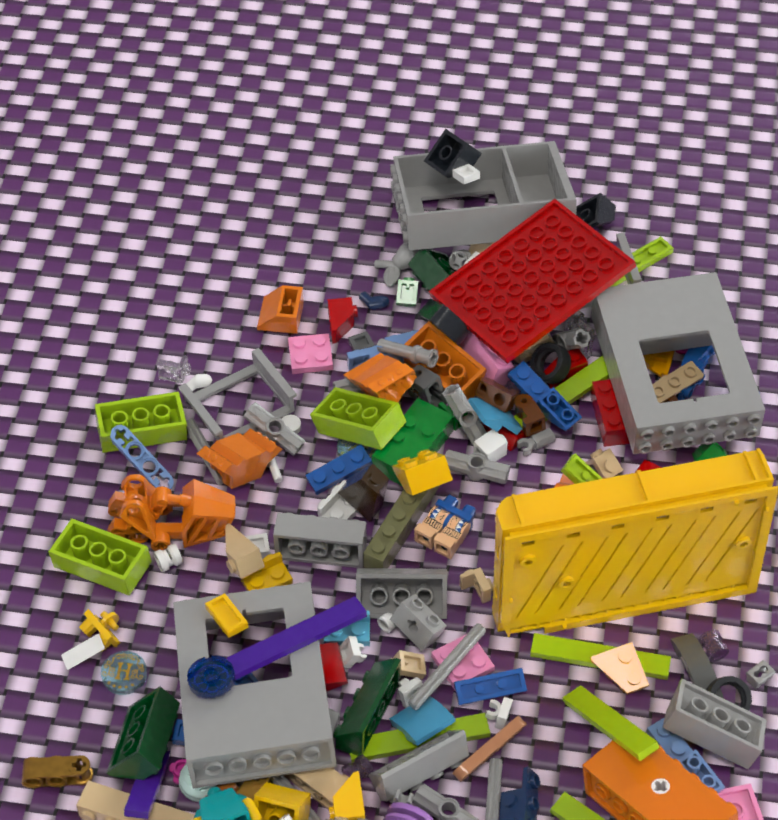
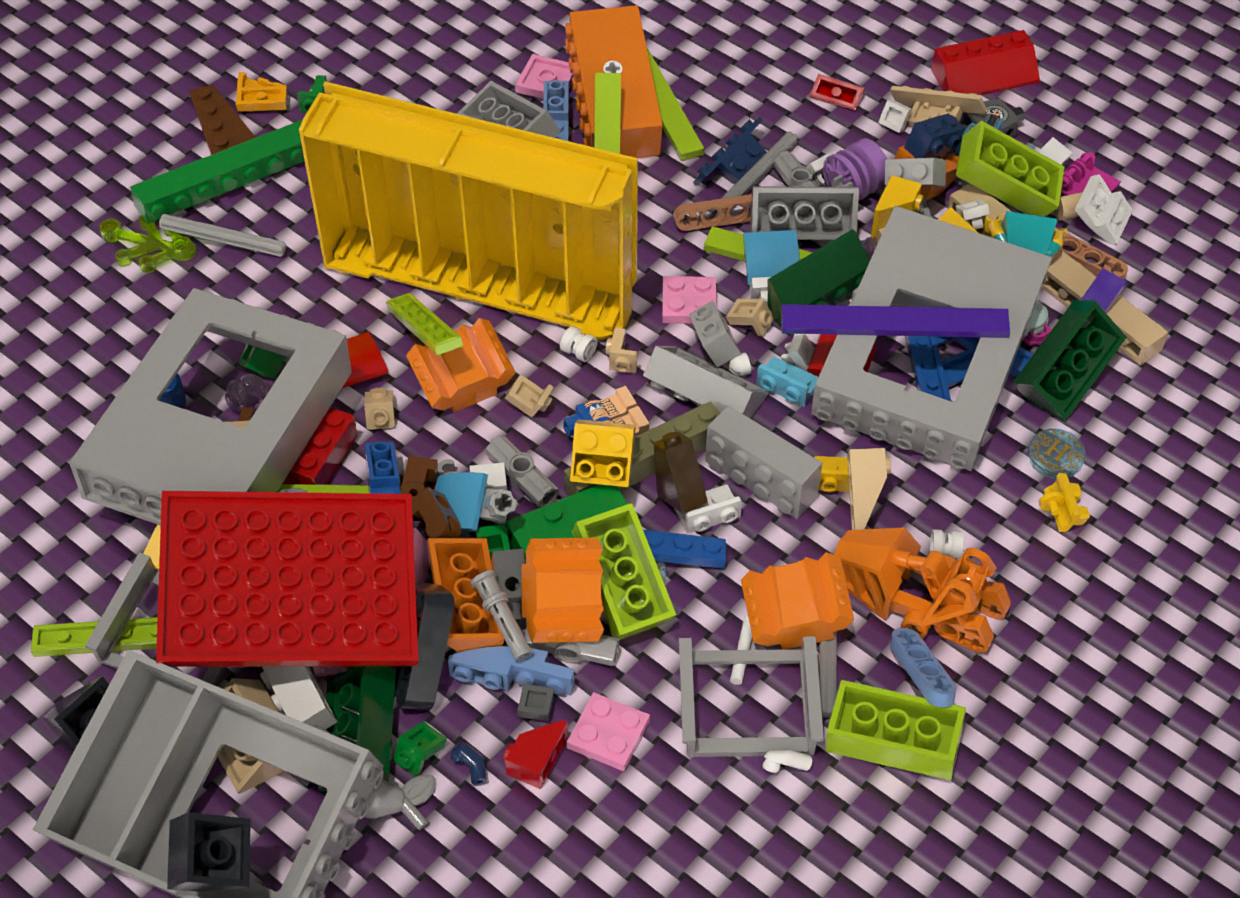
camera: 150 degrees left, 0 degrees up
(56, 771) = (1174, 385): pearl gold piece -> none
(83, 651) = (1095, 491): white sticker -> none
(100, 556) = (1036, 578): lime brick -> none
(174, 371) = (811, 794): clear bracket -> none
(211, 677) = (987, 312): clear blue tile -> none
(226, 615) = (930, 388): yellow tile -> none
(261, 542) = (830, 516): white tile -> none
(263, 420) = (730, 626): light grey piece -> none
(282, 310) = (609, 803): orange slope -> none
(292, 422) = (701, 639): white tile -> none
(446, 666) = (714, 283): light grey axle -> none
(466, 174) = (220, 800): white tile -> none
(490, 686) = (682, 259): blue plate -> none
(501, 713) = (688, 232): white tile -> none

